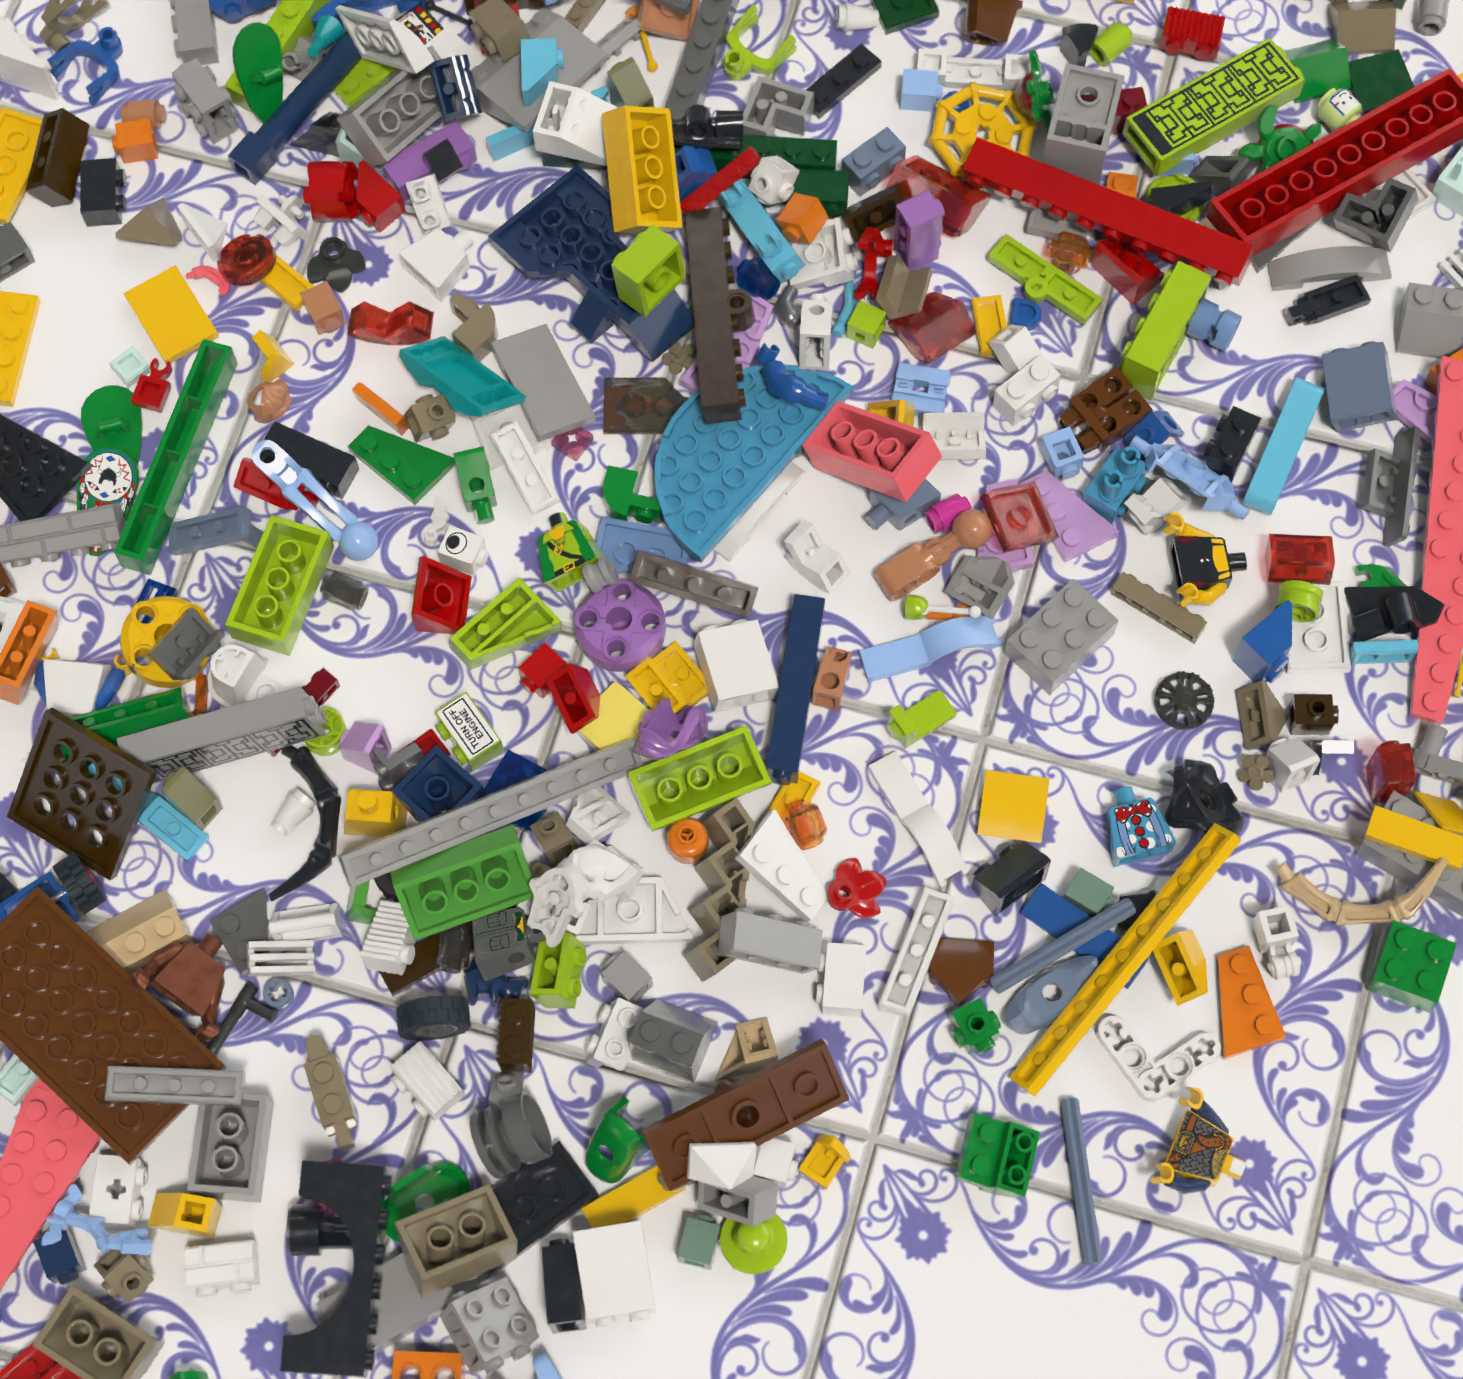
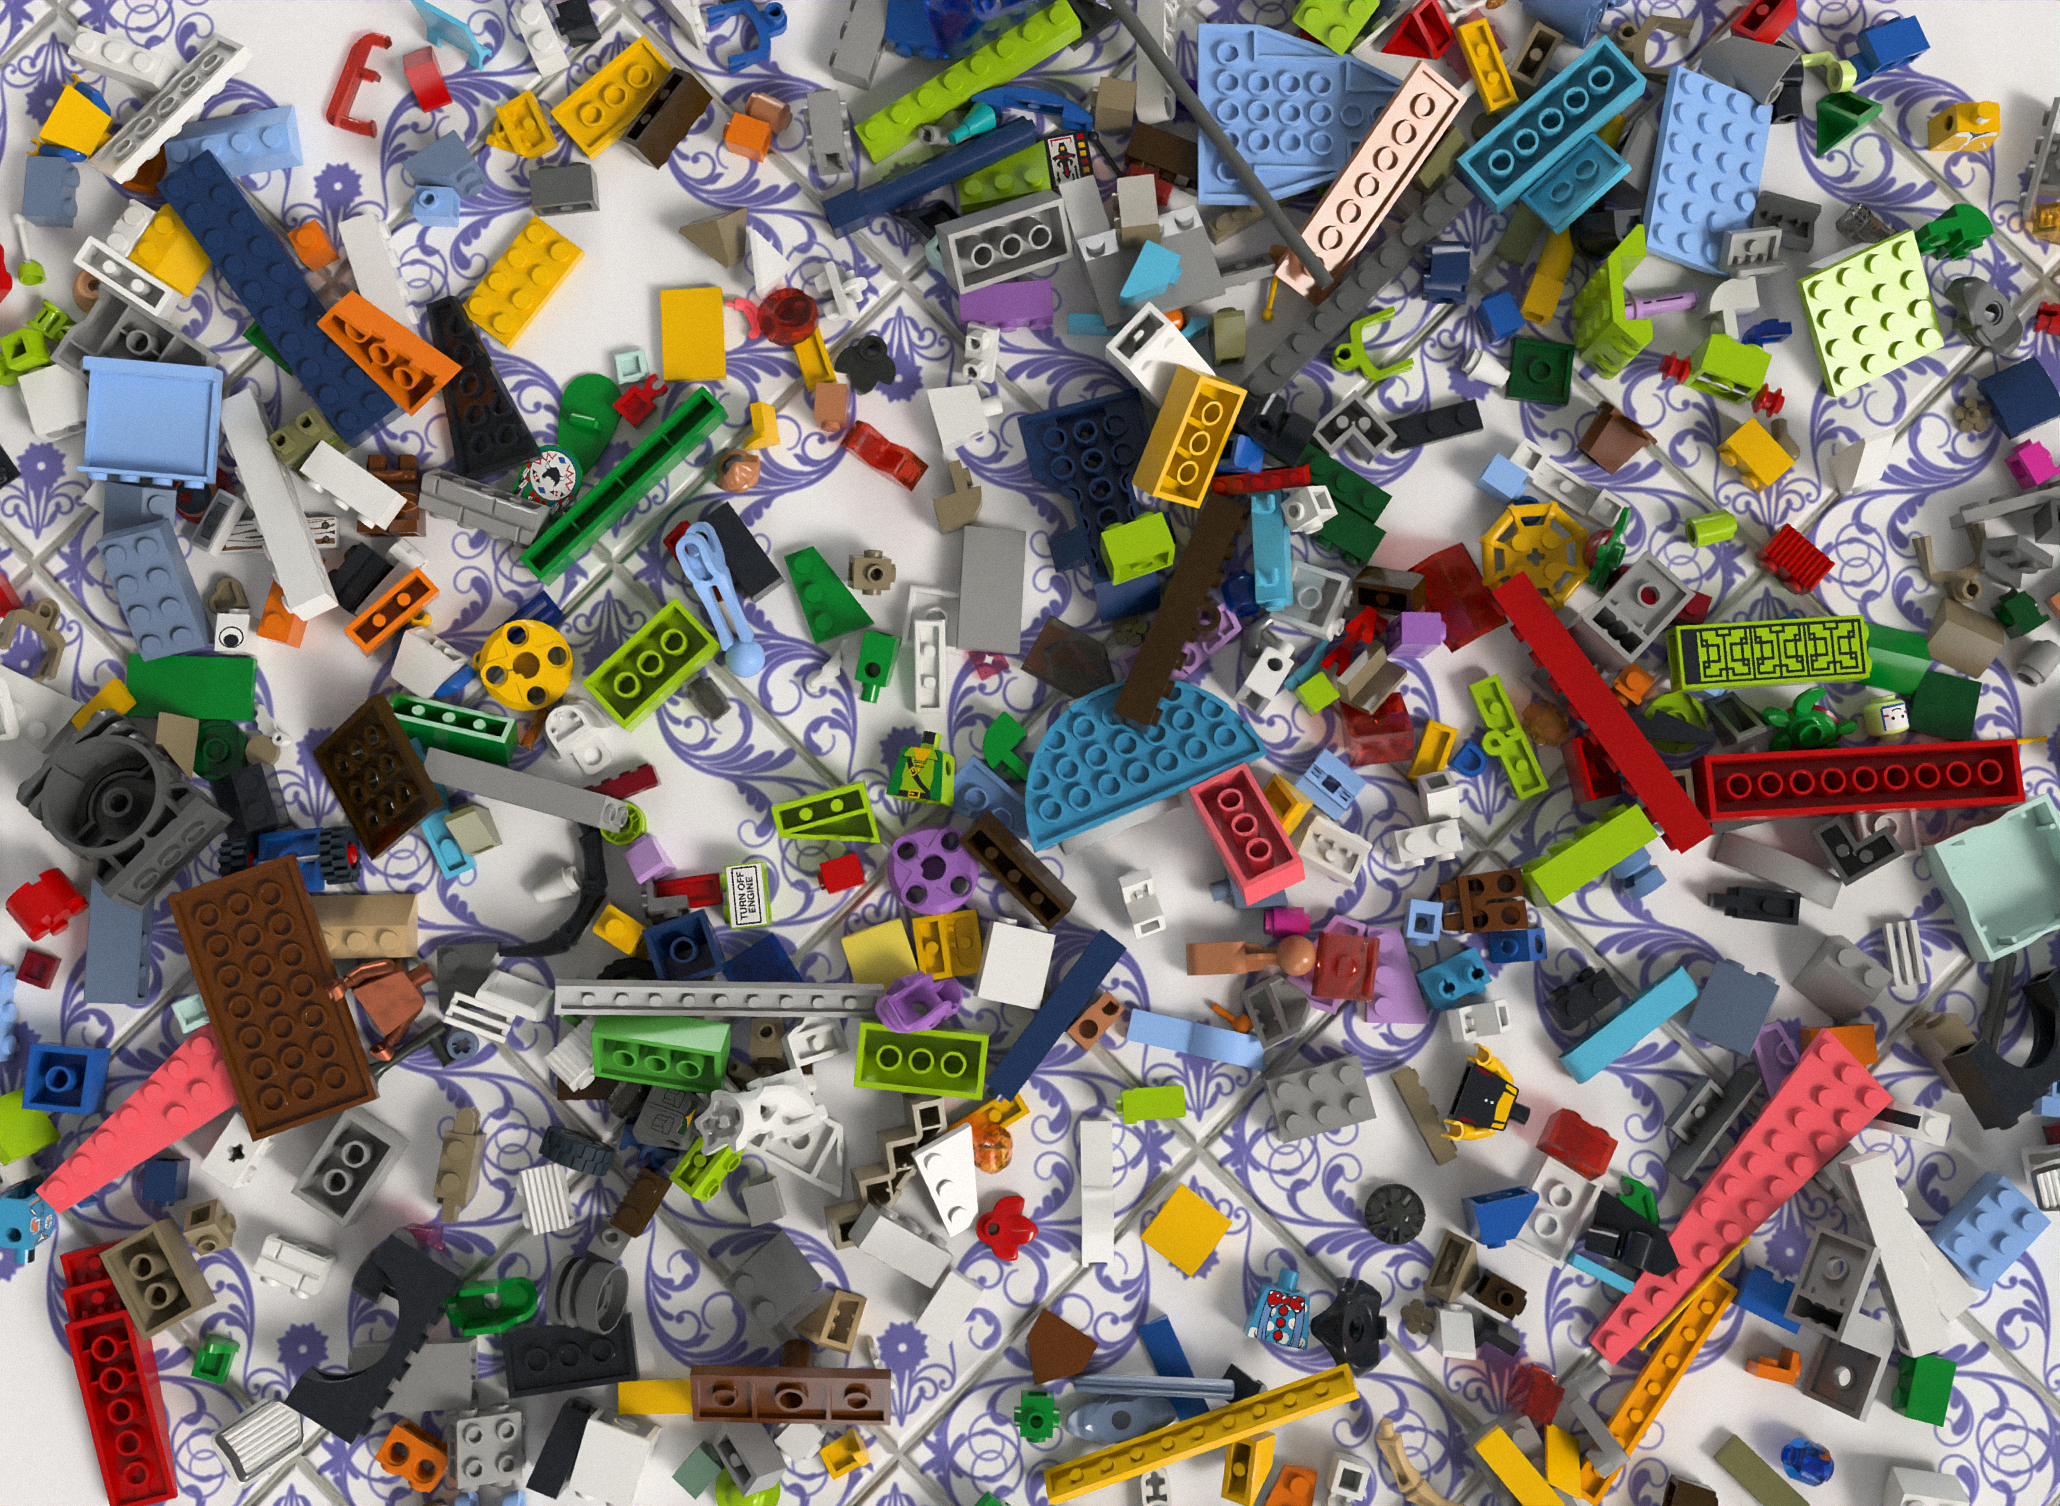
camera: 25 degrees right, 15 degrees up
(64, 1215) = (215, 1209): light blue piece -> none
(102, 192) = (691, 174): black brick -> none
(174, 1086) = (323, 1097): light grey tile -> none
(185, 646) = (535, 688): dark grey bracket -> none
(185, 1214) = (281, 1206): yellow slope -> none
(213, 531) = (621, 580): sand blue piece -> none
(259, 68) = (892, 130): green shield -> none
(331, 190) = (899, 291): red brick -> none
(377, 199) = (936, 318): red slope -> none
(380, 408) = (831, 536): orange tile -> none
(385, 40) = (1020, 172): white slope -> none
(440, 597) = (789, 753): red slope -> none
(442, 160) = (1014, 318): black slope -> none
(455, 87) = (1062, 252): dark blue brick -> none
(456, 1240) = (489, 1365): dark tan slope -> none
(459, 377) = (916, 550): teal slope -> none
(463, 551) = (833, 718): white brick -> none
(575, 696) = (855, 921): red slope -> none
(600, 574) = (937, 818): light grey wheel -> none
(612, 1041) = (725, 1249): white bracket -> none
(620, 1139) = (666, 1346): green piece -> none
(687, 850) = (894, 1105): orange head -> none
(721, 1163) = (747, 1427): white slope -> none
(788, 386) = (1201, 721): blue arm -> none
(802, 218) = (1313, 561): orange brick -> none
(873, 161) = (1416, 531): sand blue brick -> none
(916, 952) = (1025, 1318): white slope -> none
(918, 608) = (1208, 998): hinge -> none
(1010, 877) = (1144, 1297): black slope -> none
(1077, 41) = (1679, 513): black tile -> none
(1089, 893) = (1204, 1350): sand green brick -> none
(1194, 473) = (1526, 1010): light blue plate -> none
(1304, 599) = (1551, 1189): lime wheel -> none

